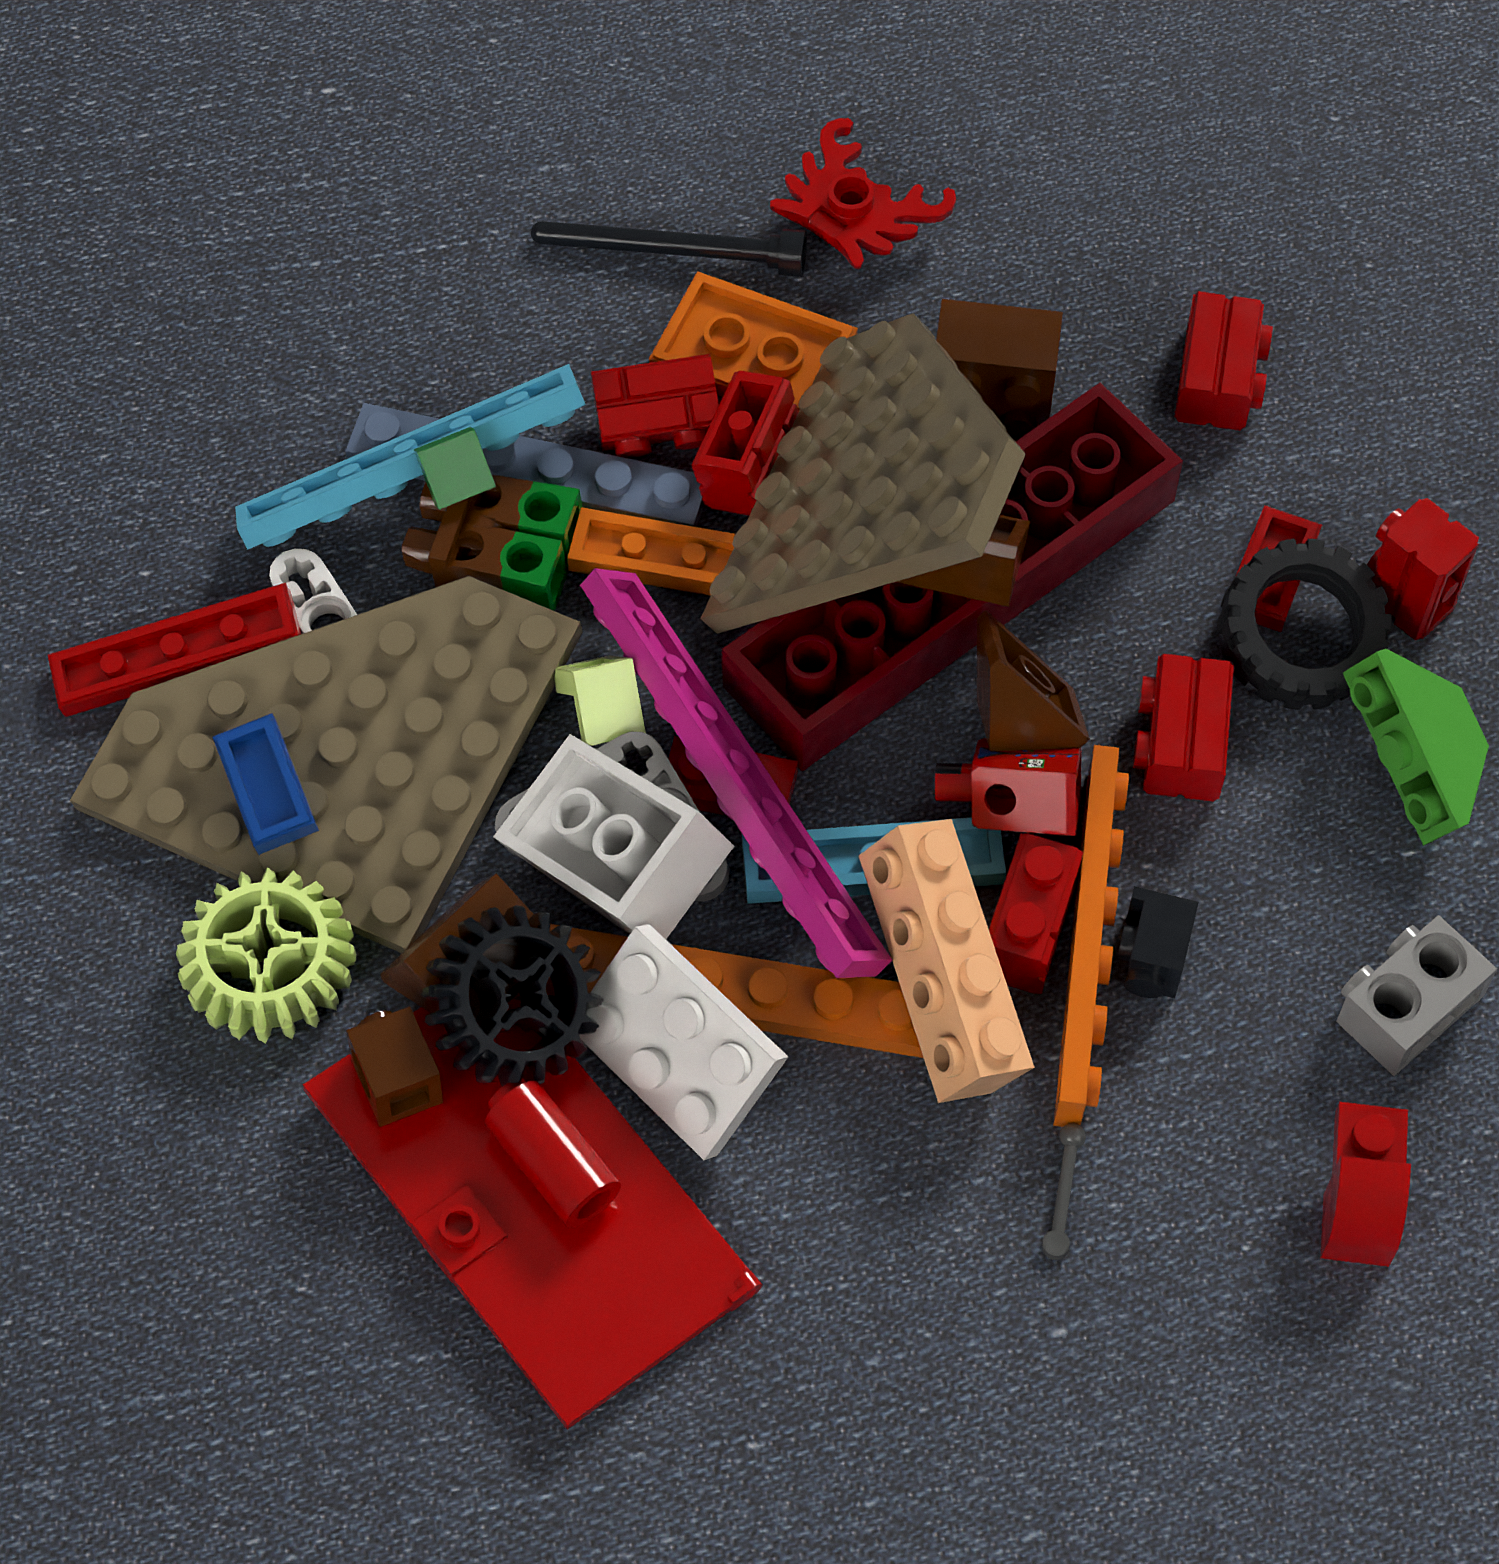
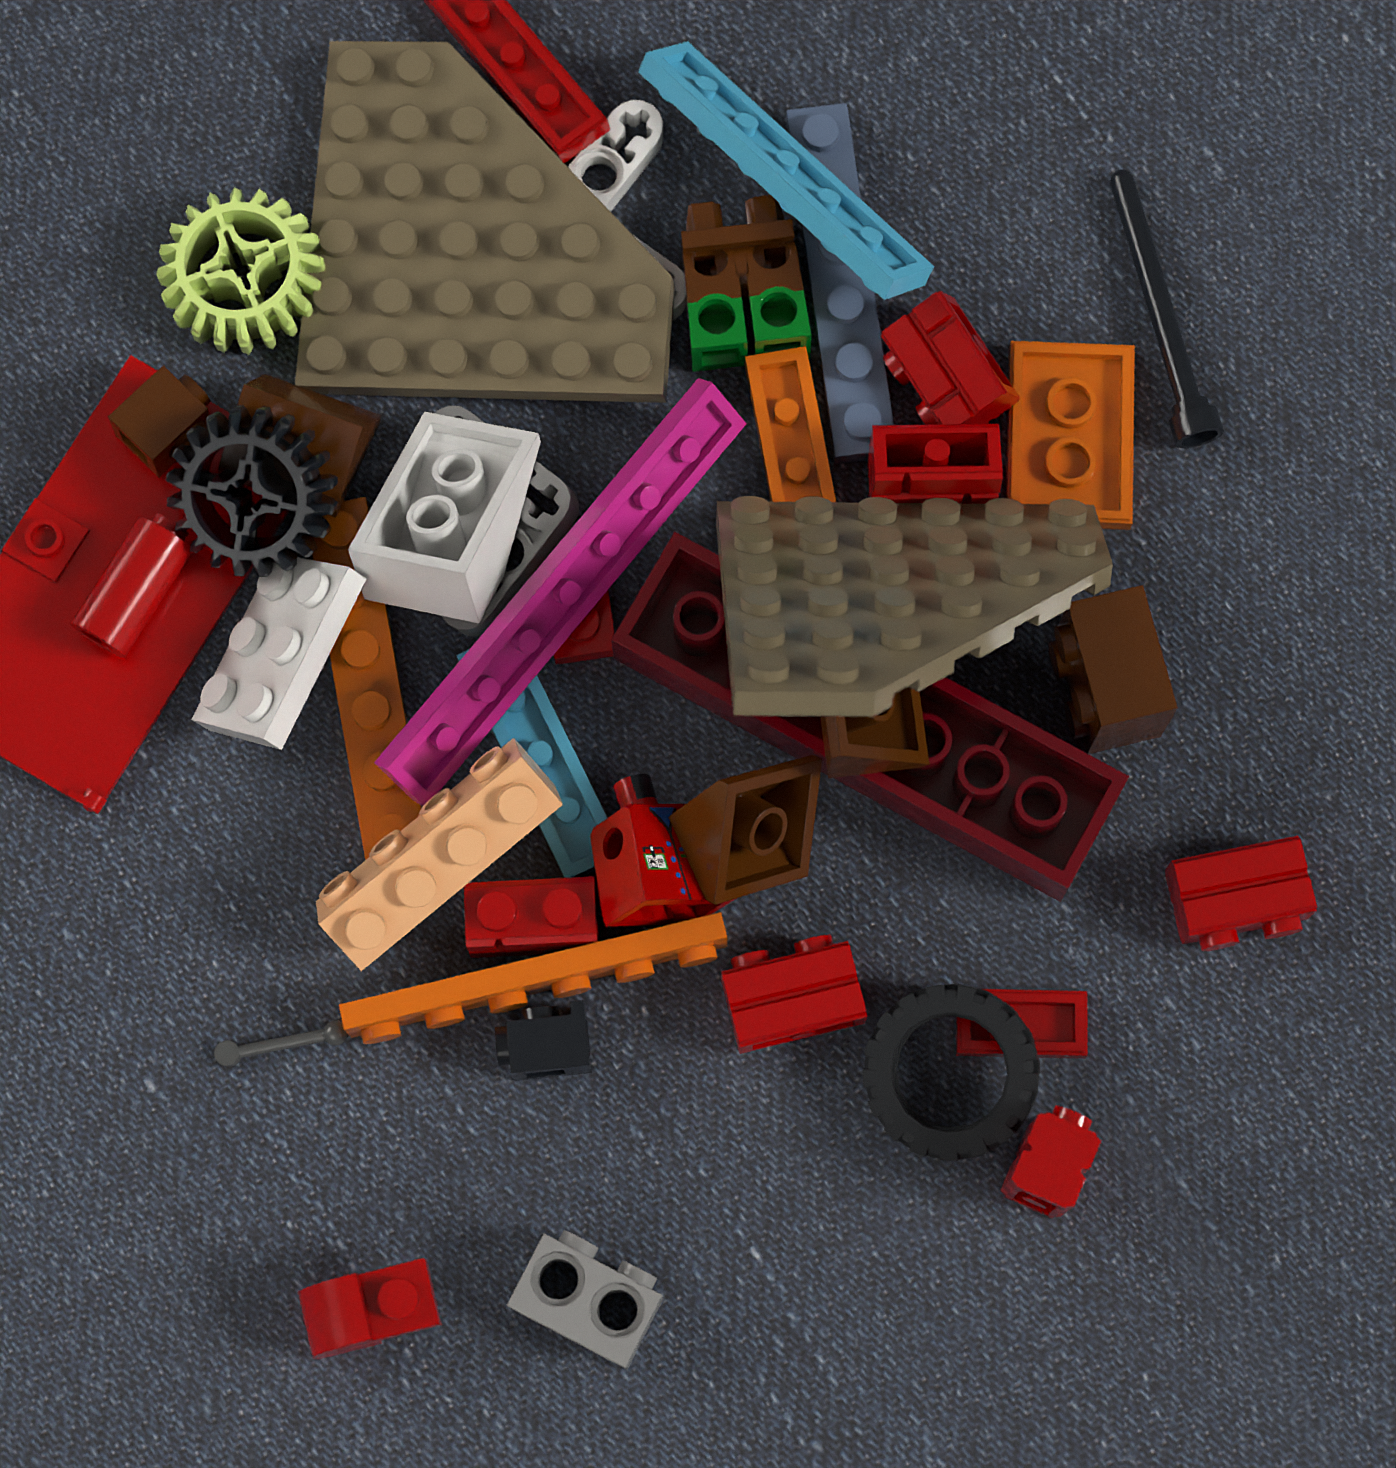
camera: 70 degrees right, 15 degrees up
(265, 784) = (392, 194): blue tile -> none
(454, 468) = (771, 212): green tile -> none
(603, 697) = (595, 445): yellowish green panel -> none
(849, 207) = (1269, 460): red animal -> none
(1422, 738) = (857, 1227): bright green slope -> none

